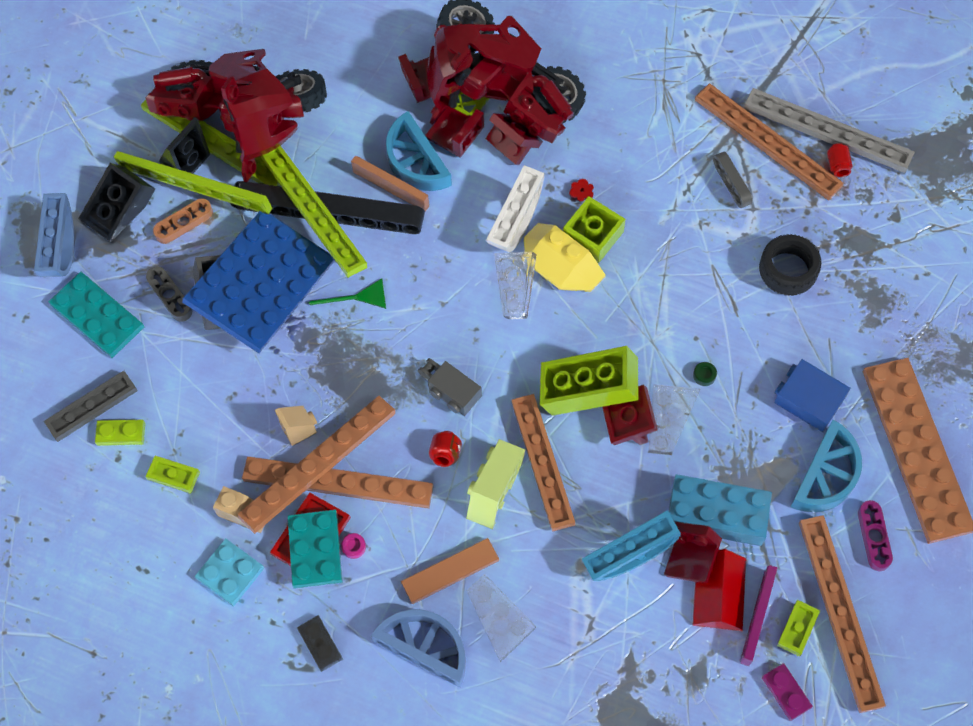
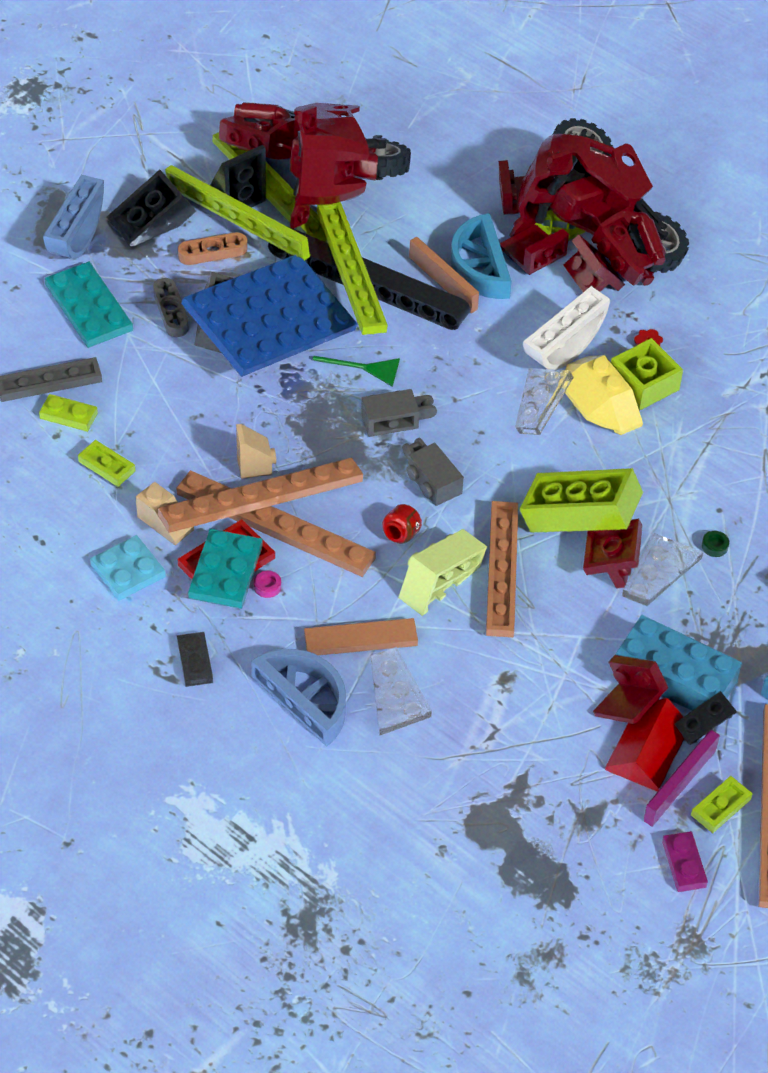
camera: 15 degrees right, 15 degrees down
(399, 336) = (395, 411): none -> dark grey brick
(633, 548) = (566, 667): dark azure window -> none
(761, 556) = (705, 718): none -> black hinge

